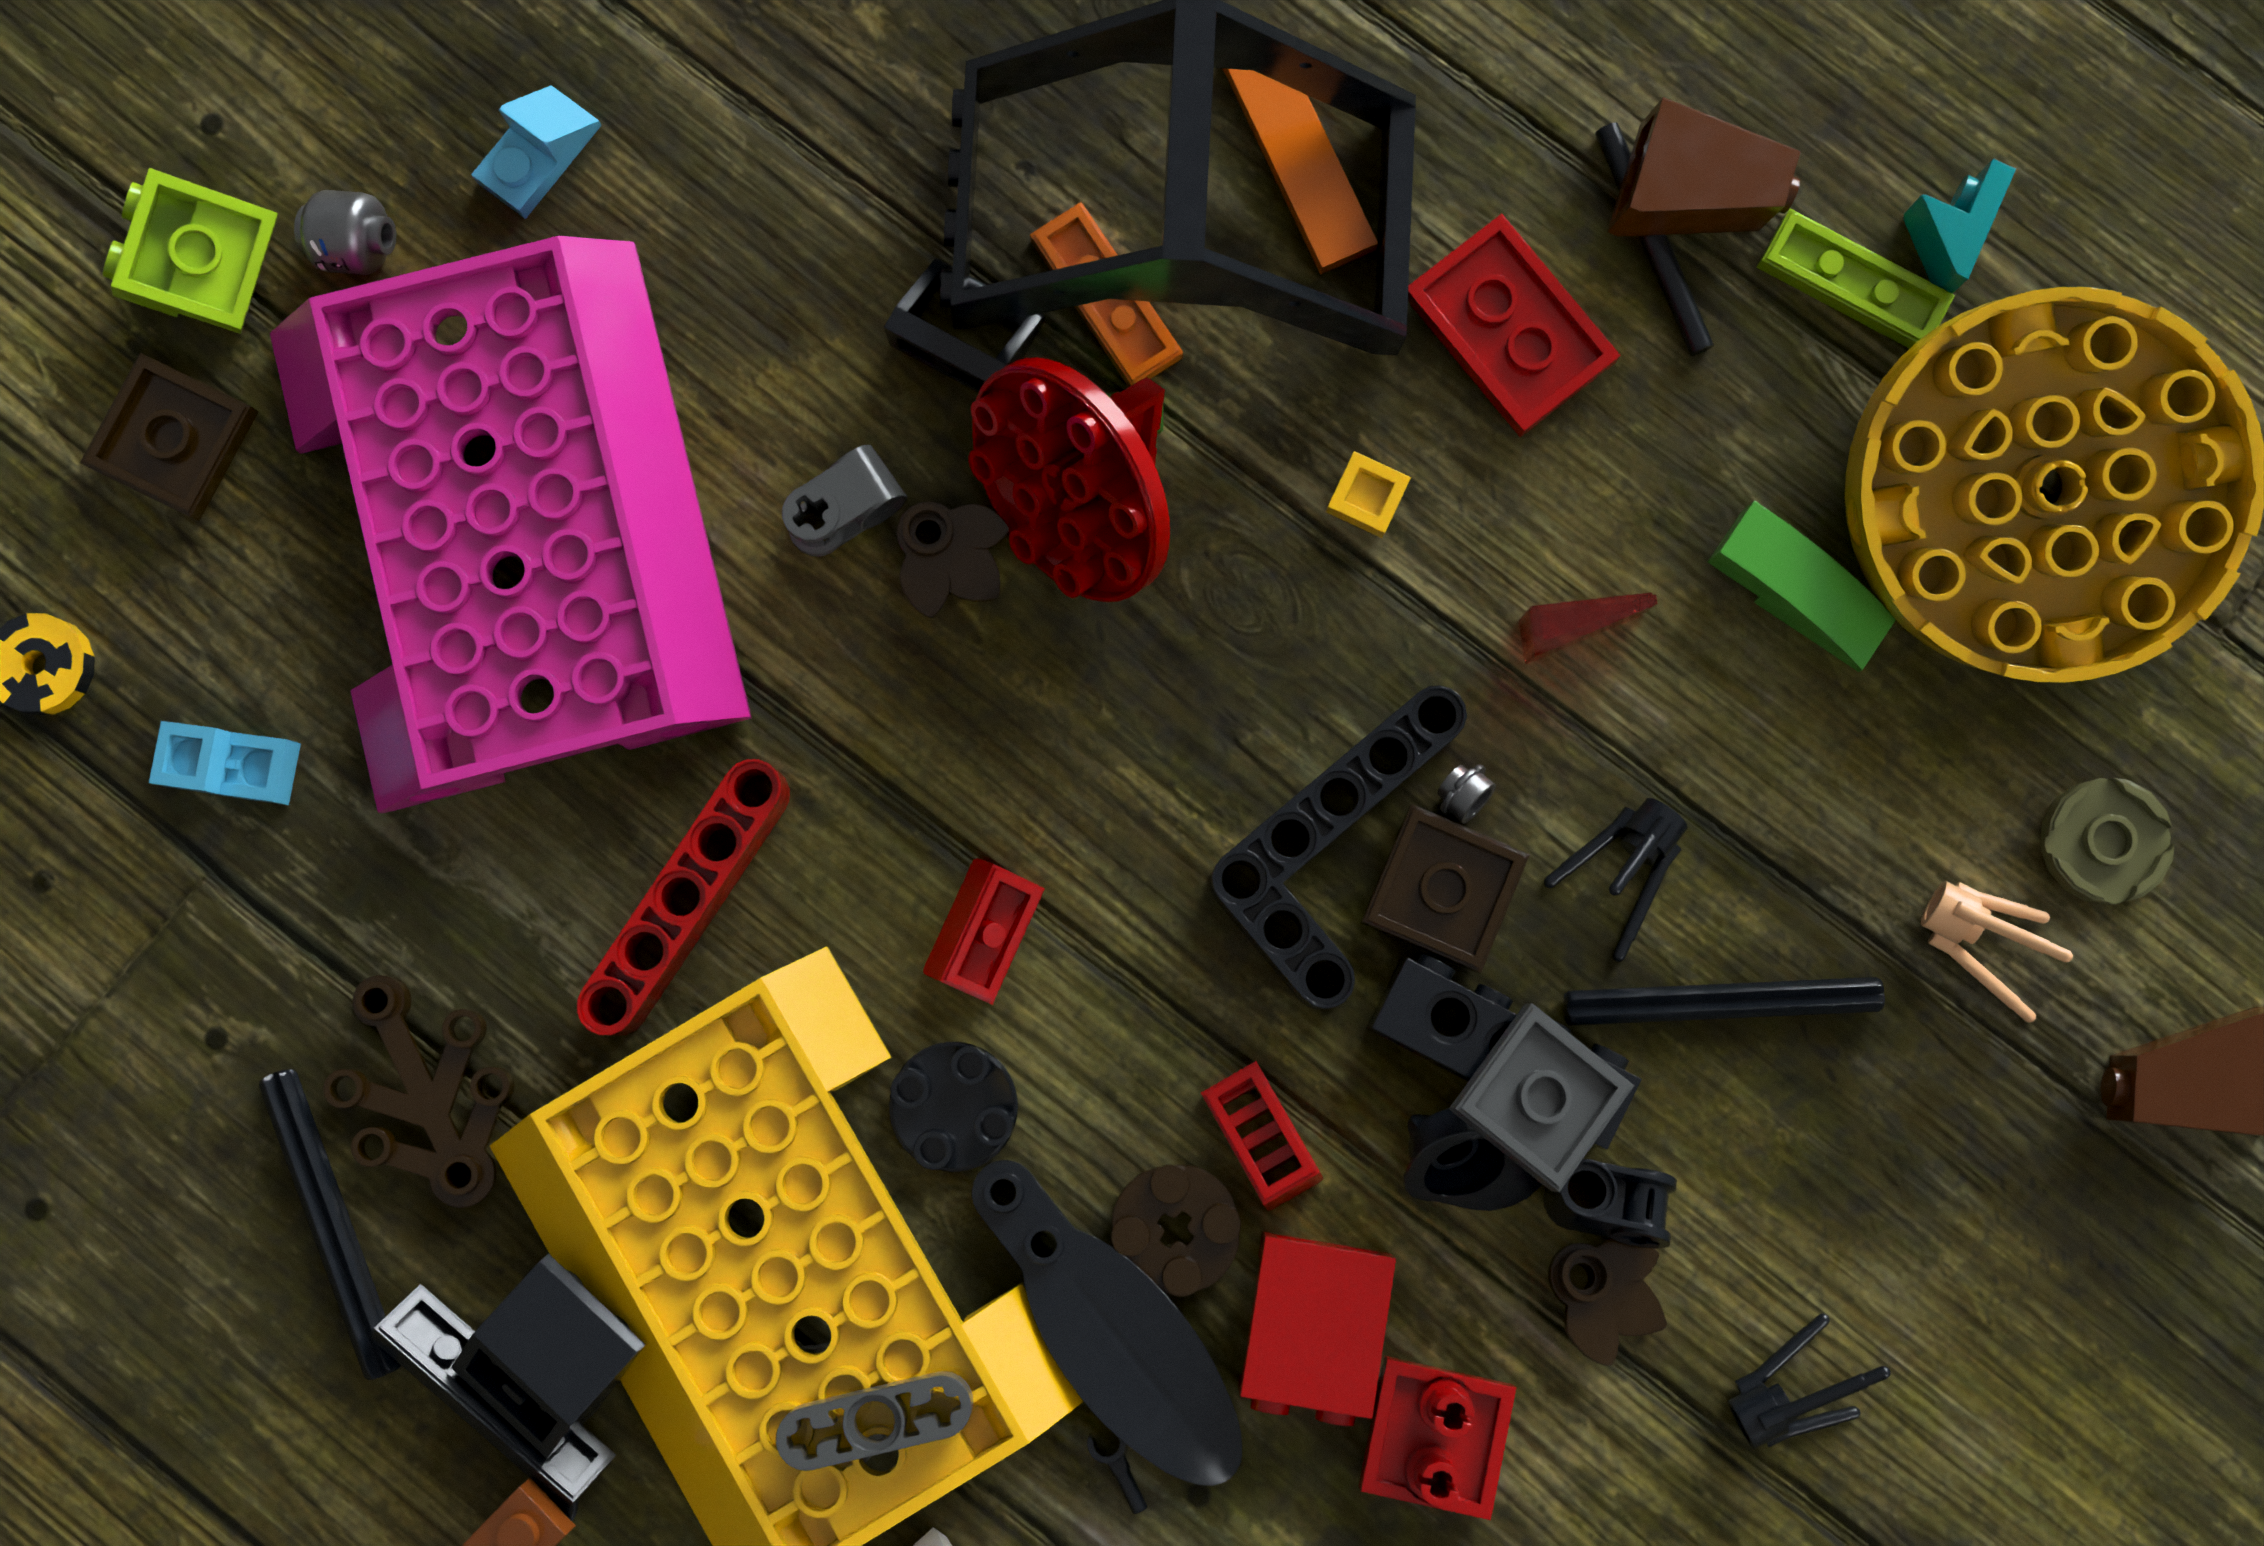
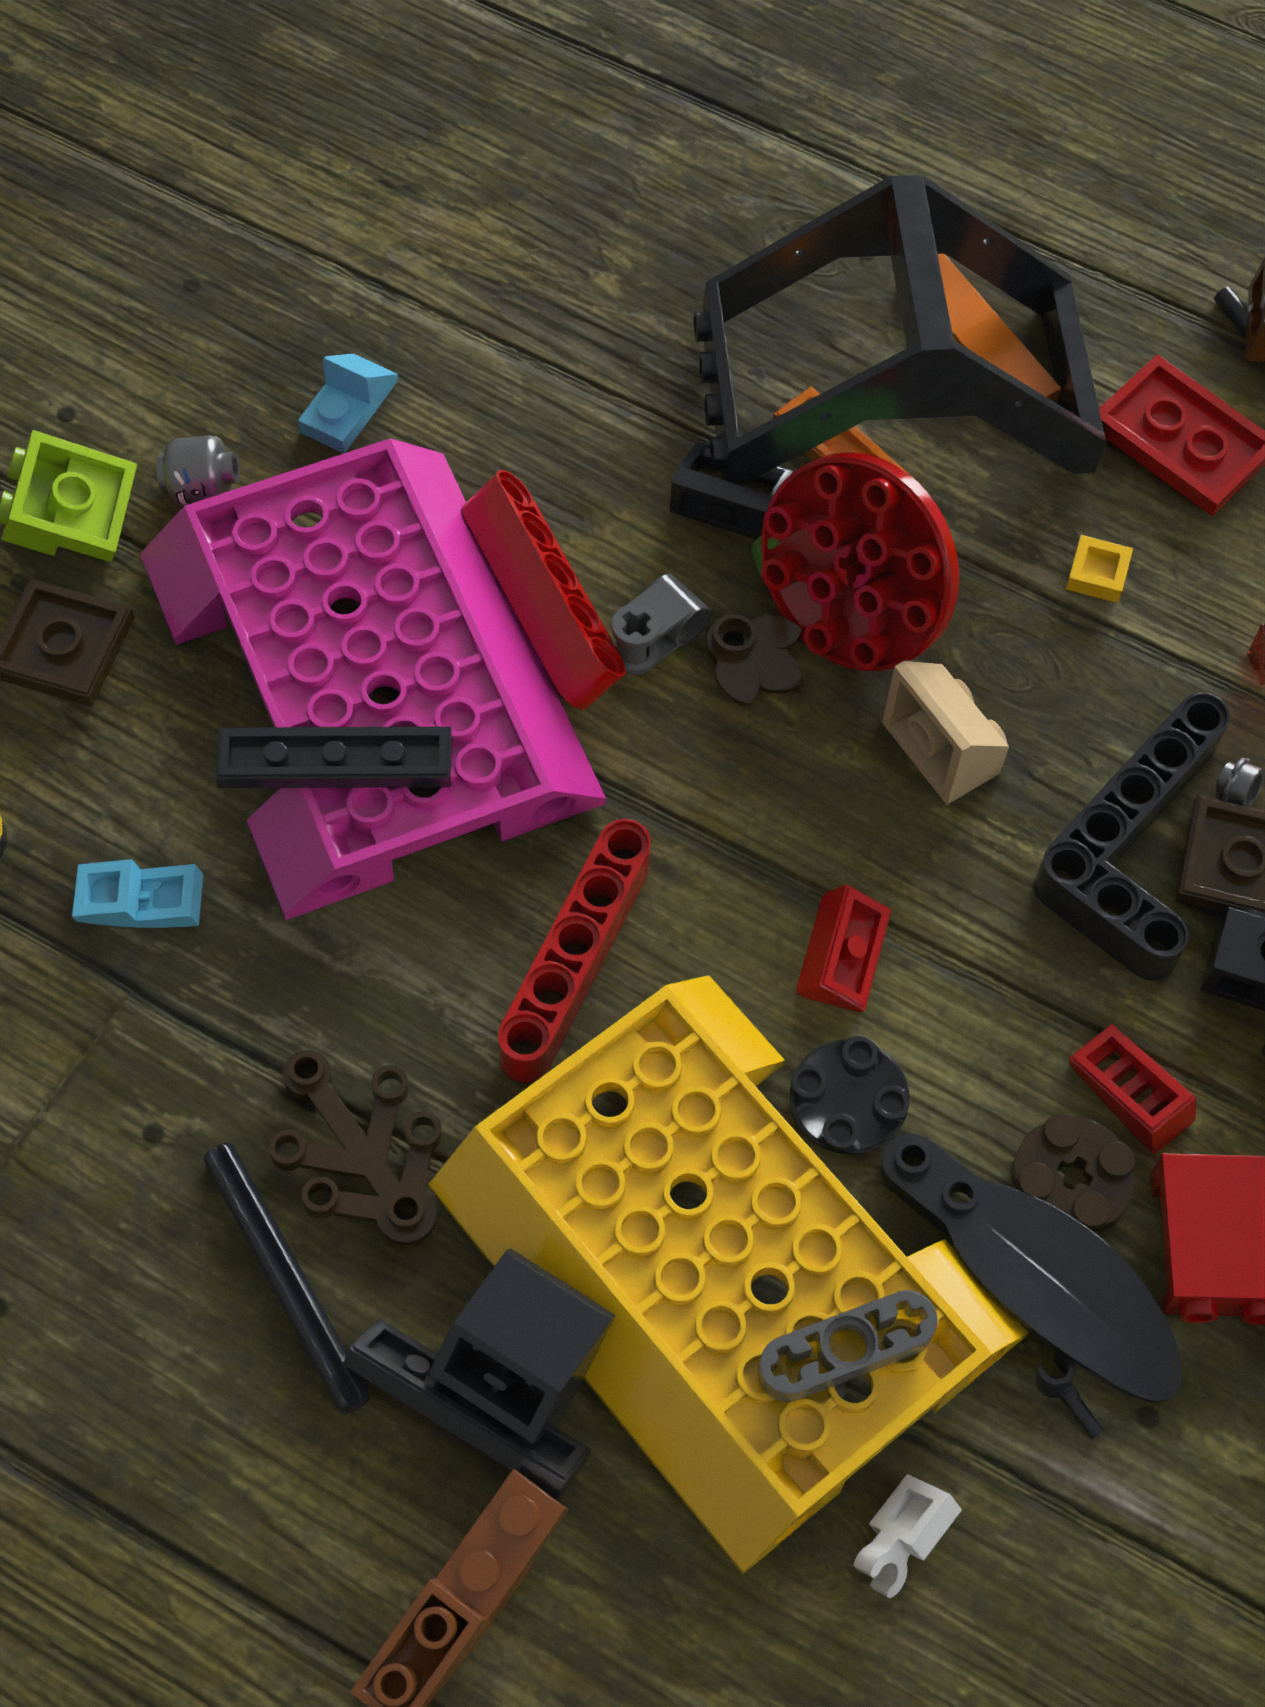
camera: 10 degrees left, 20 degrees down
(435, 653) = (334, 757): none -> black tile
(716, 444) = (543, 590): none -> red beam
(1142, 685) = (943, 729): none -> tan slope

